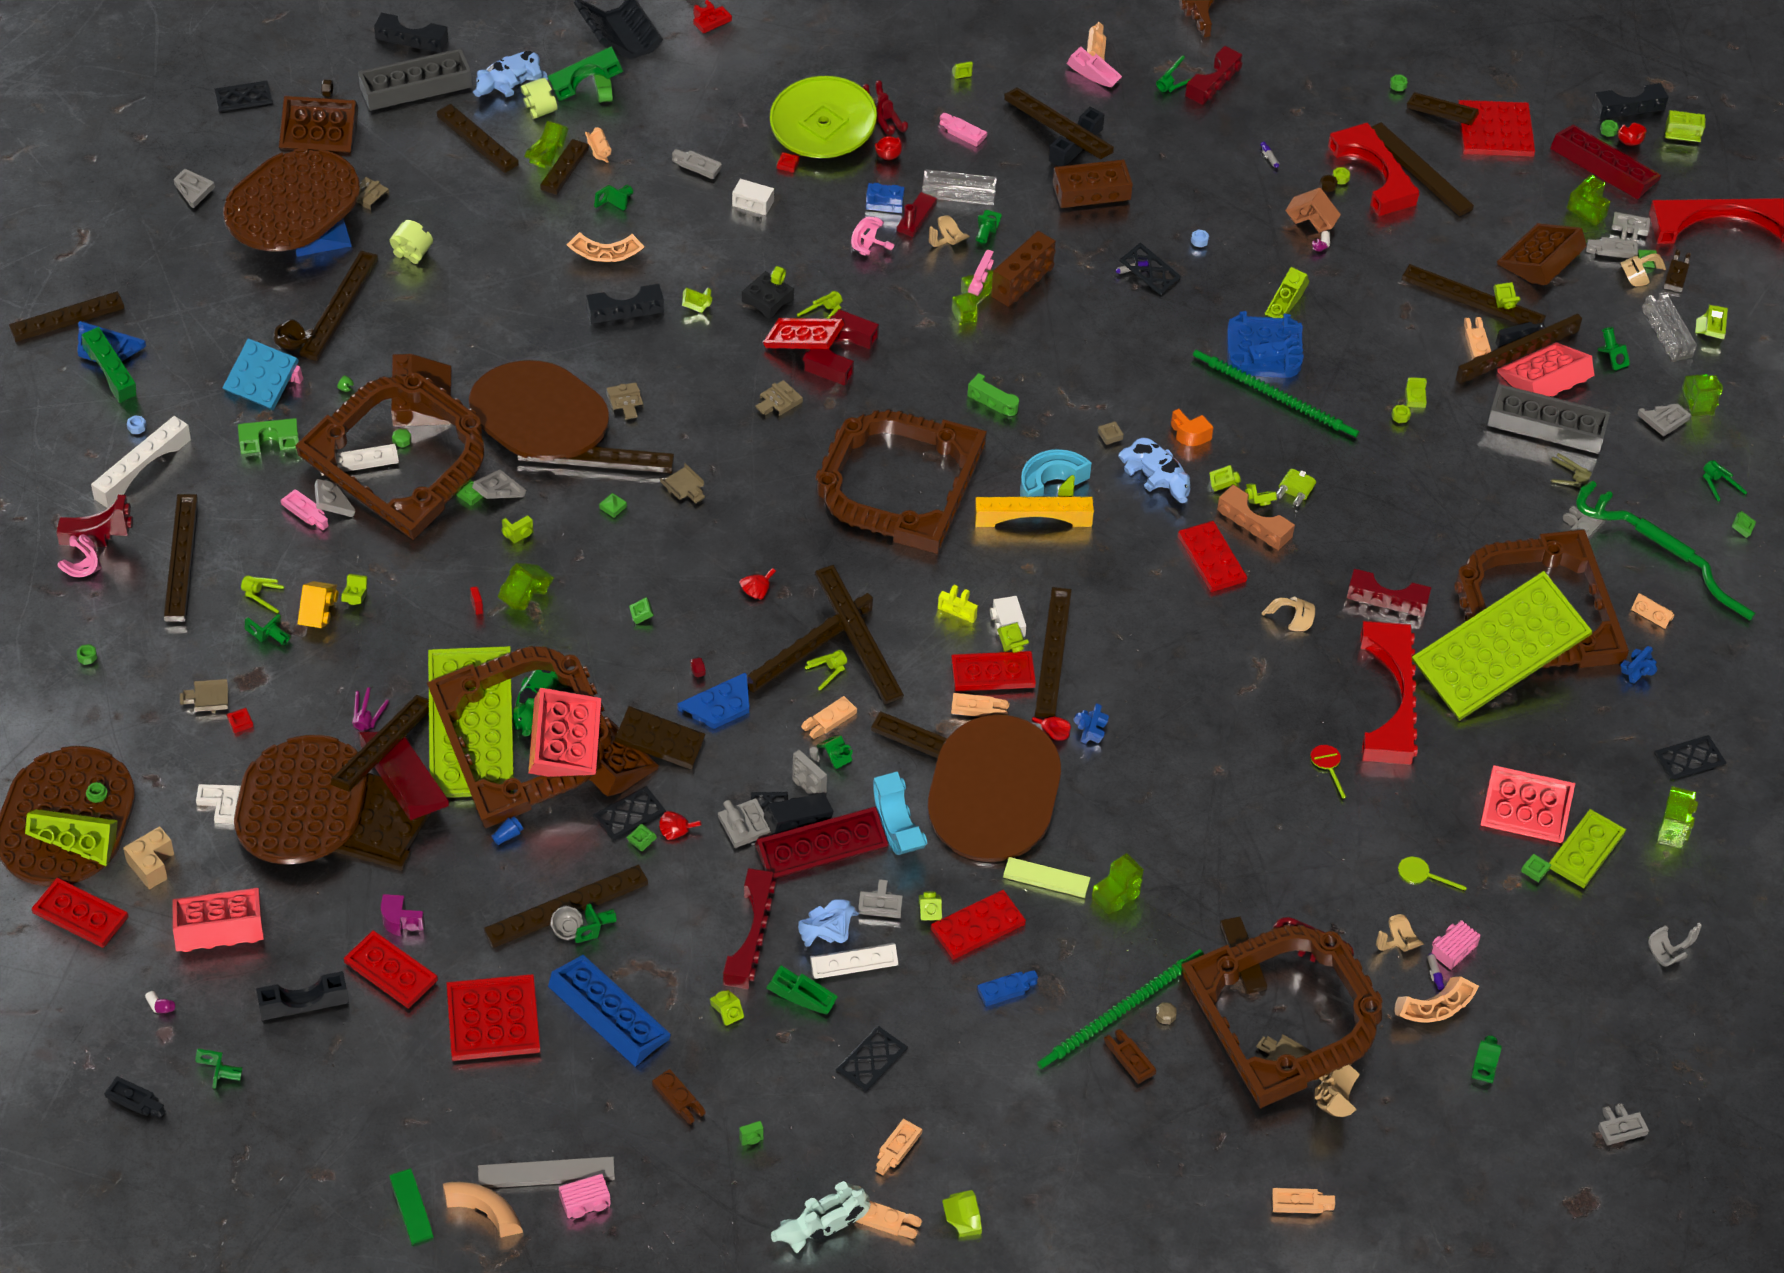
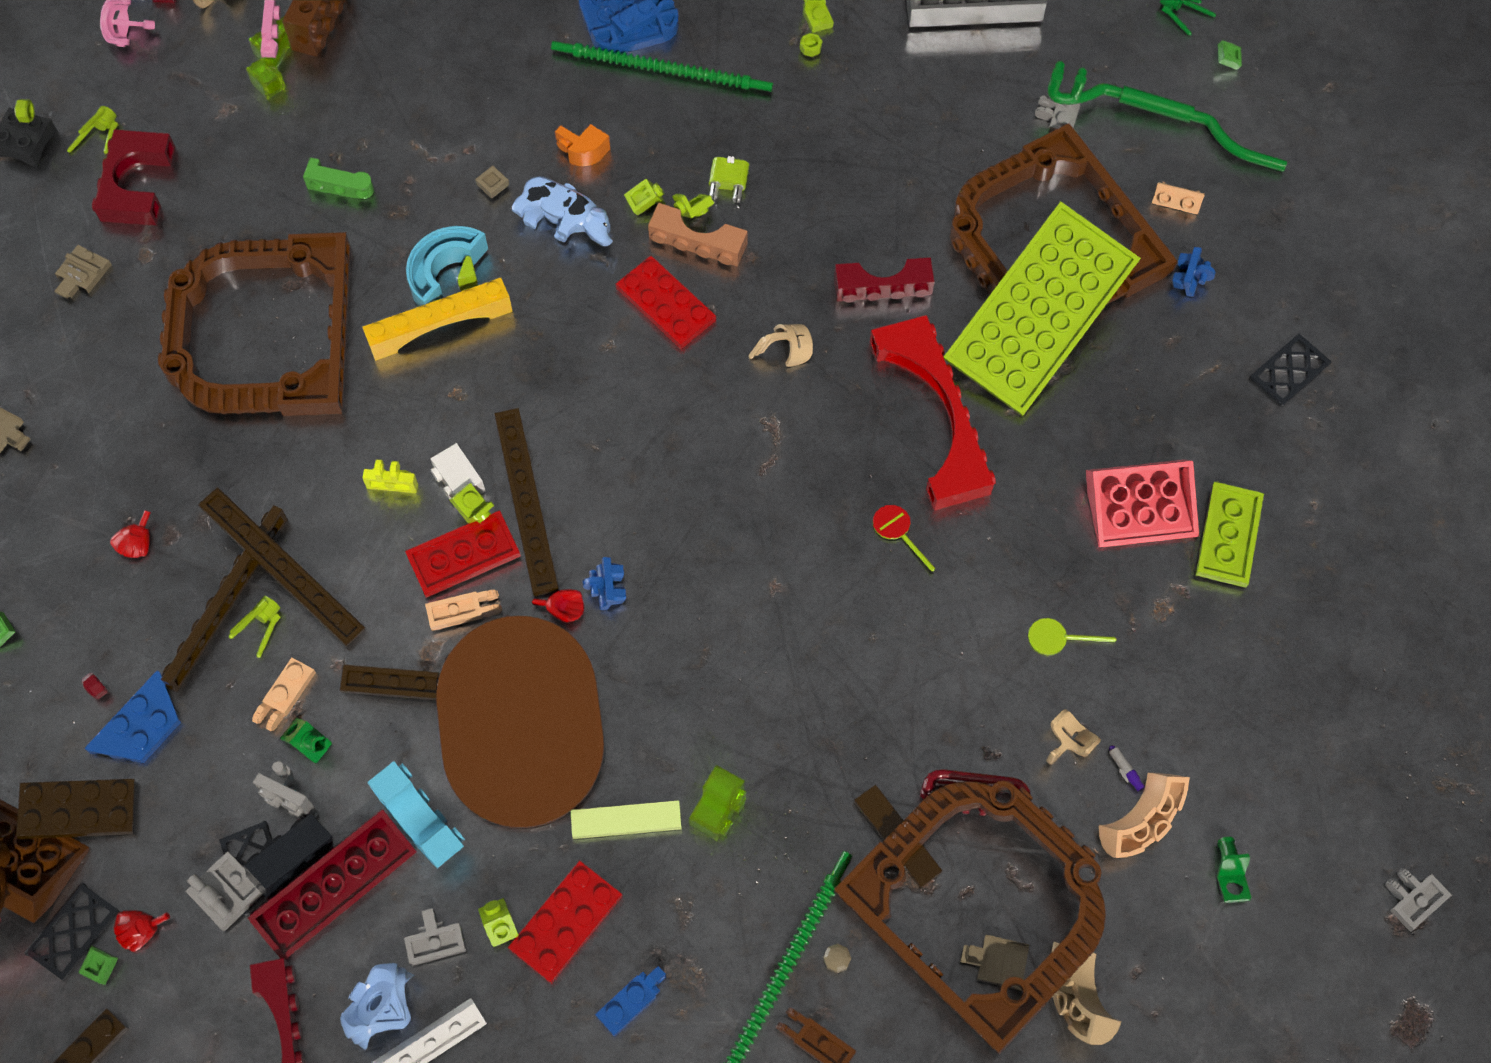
camera: 20 degrees left, 15 degrees up
(803, 333) = (81, 176): red plate -> none
(1455, 944) = (1136, 724): bright pink brick -> none
(1536, 868) = (1184, 582): bright green plate -> none
(1581, 474) = (1035, 54): olive plant -> none
(1661, 937) = (1372, 648): light grey helmet -> none
(1677, 817) = (1318, 459): clear neon green brick -> none

